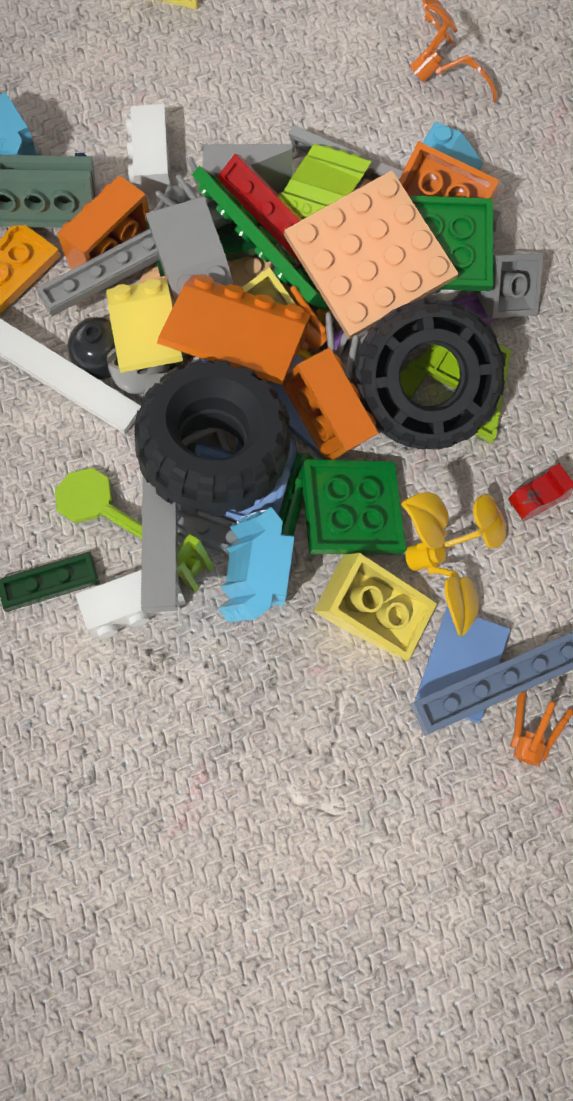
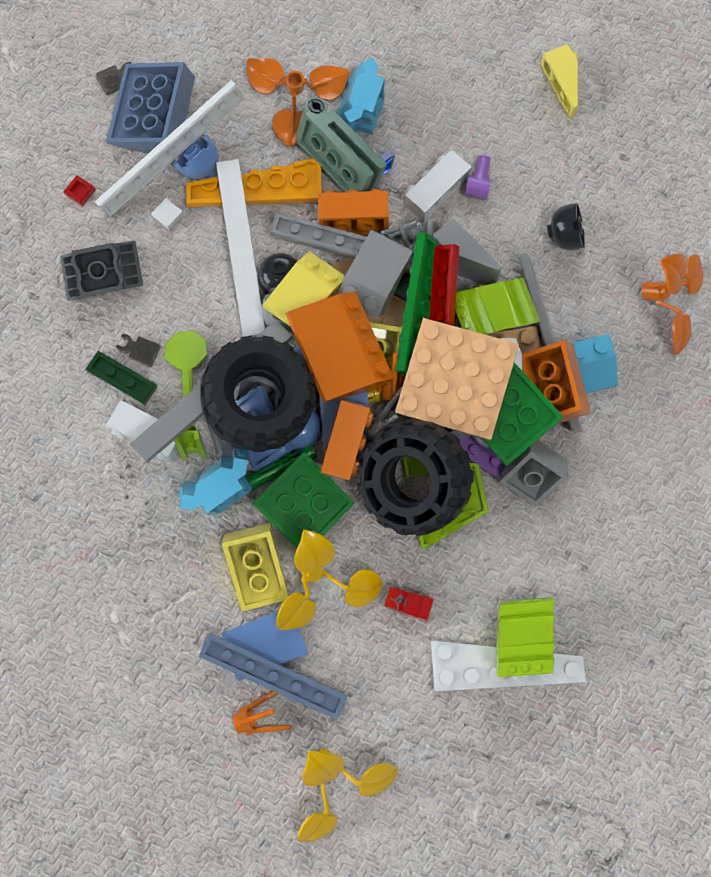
camera: 50 degrees right, 5 degrees up
(40, 537) = (141, 351): none -> clear smoke plate
(182, 117) = (479, 181): none -> medium lavender pin
(300, 80) = (567, 227): none -> black cylinder

